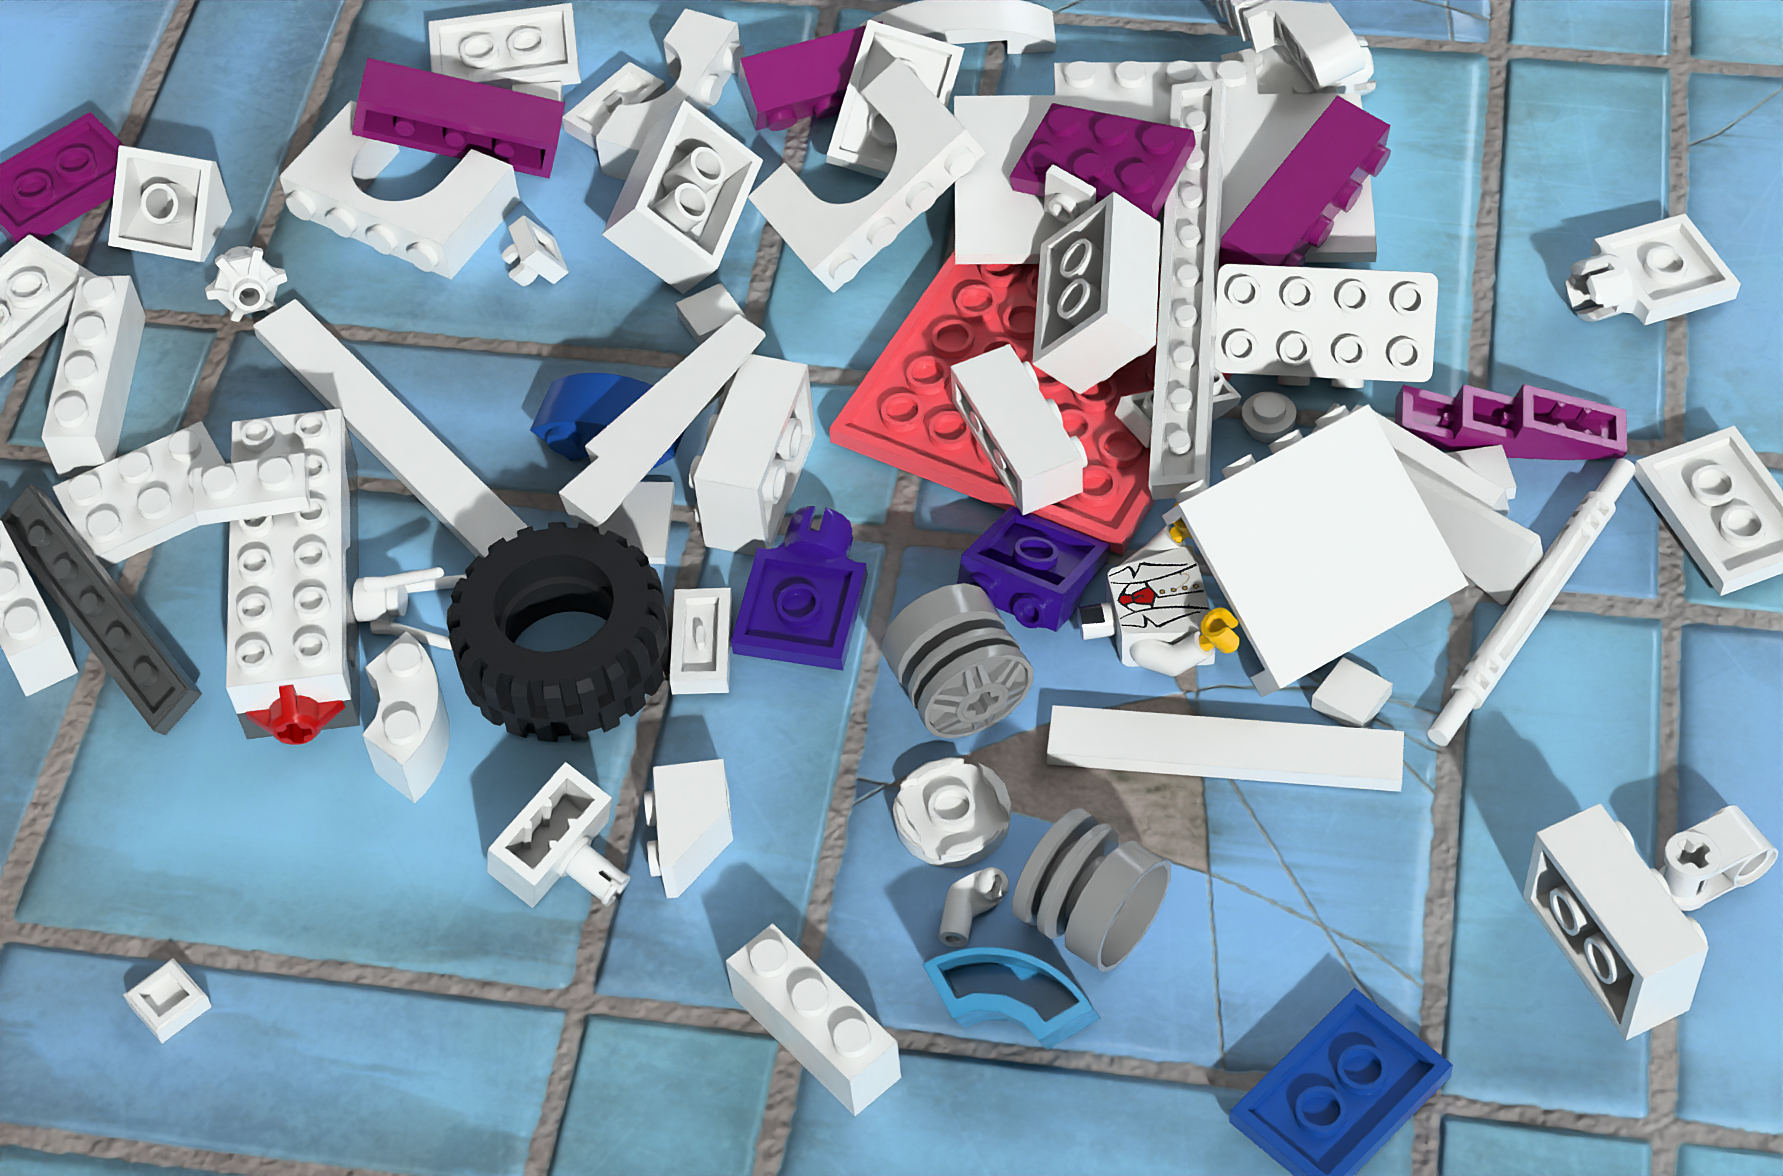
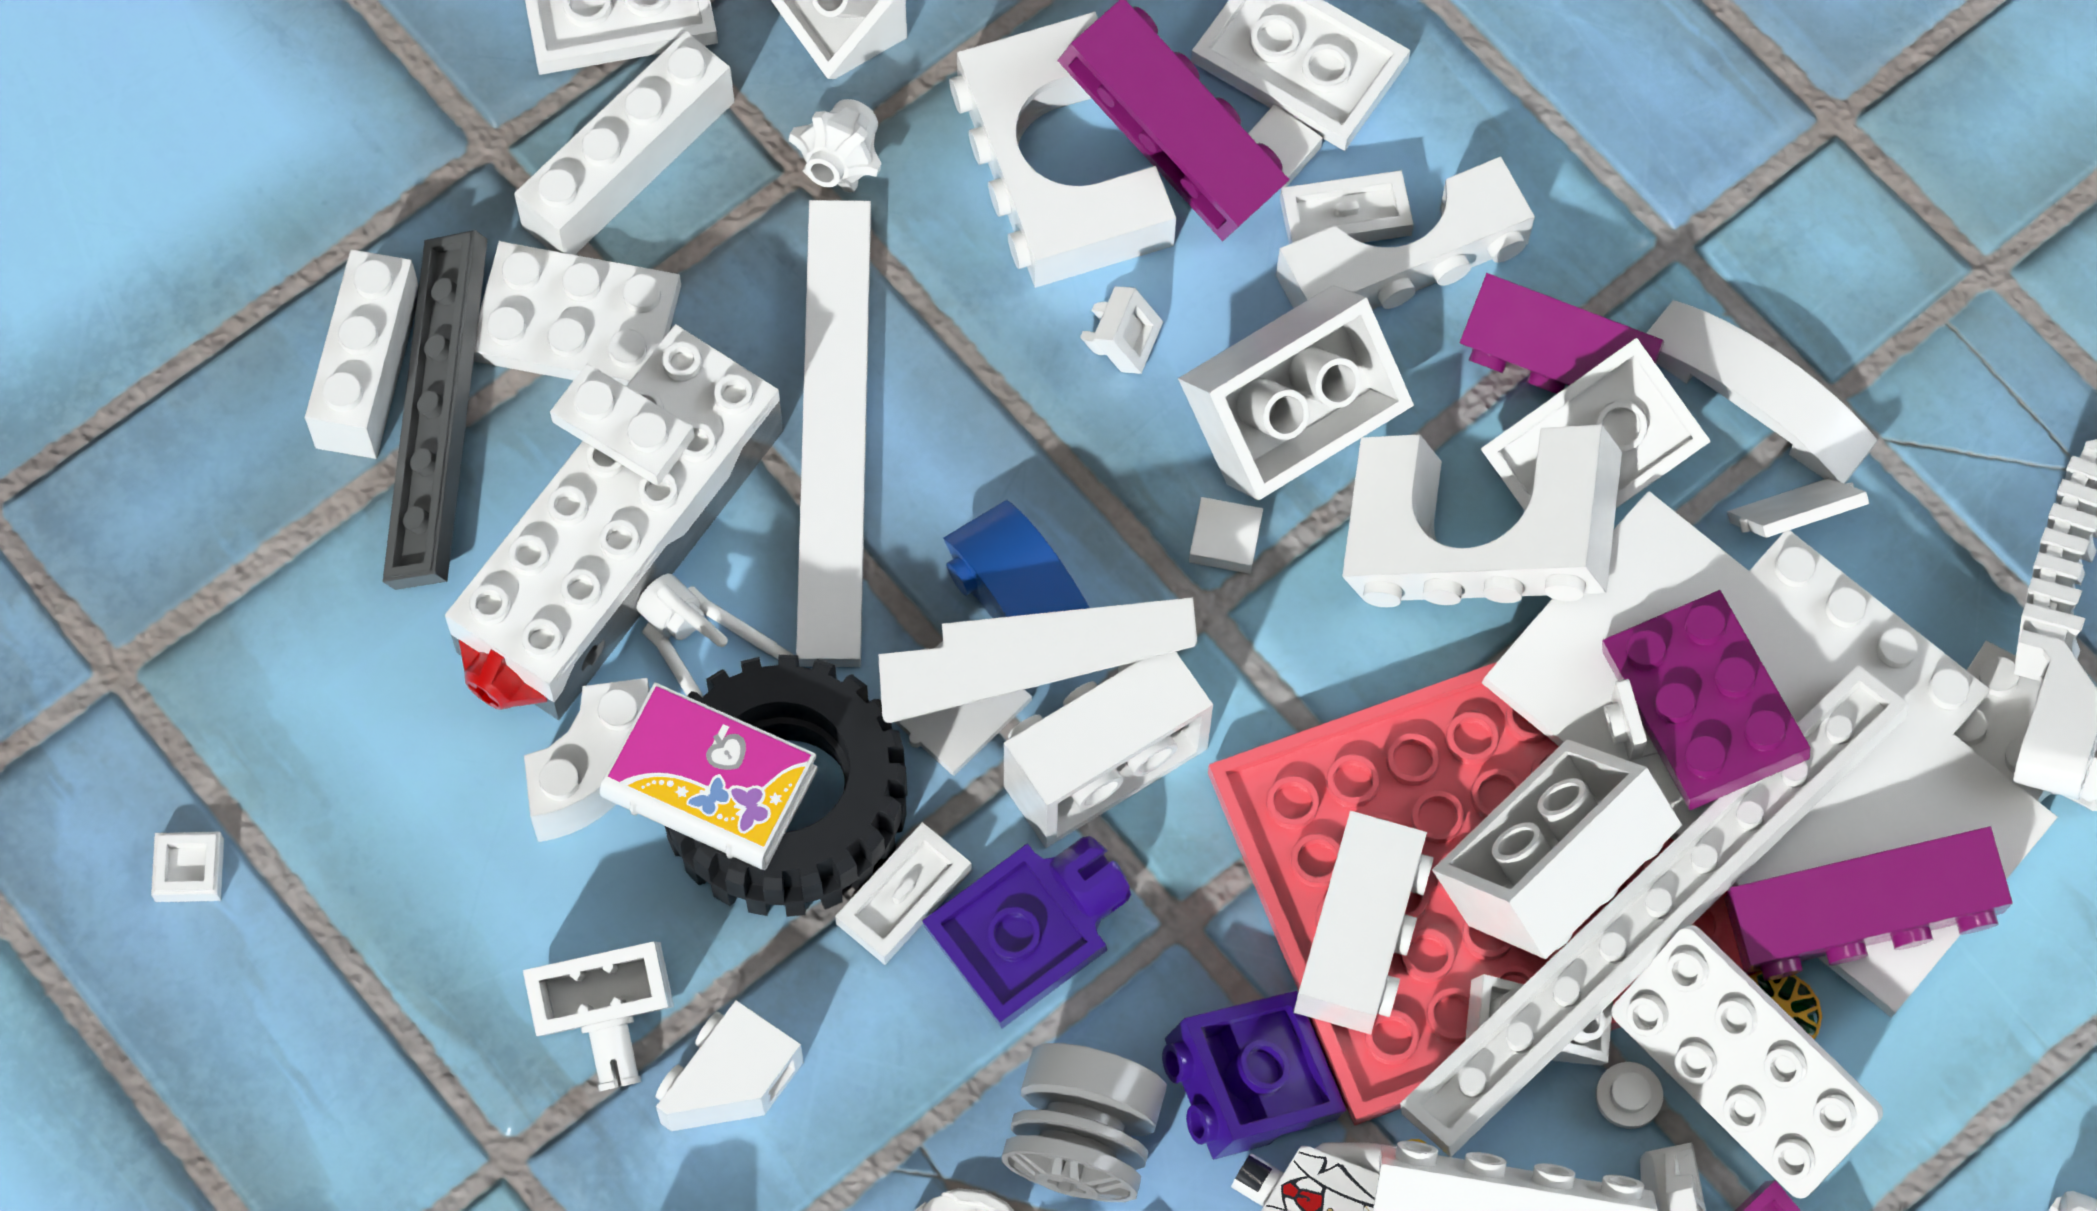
camera: 35 degrees right, 15 degrees up
(512, 631) = (709, 776): none -> piece
(1049, 55) = (1797, 507): none -> white piece

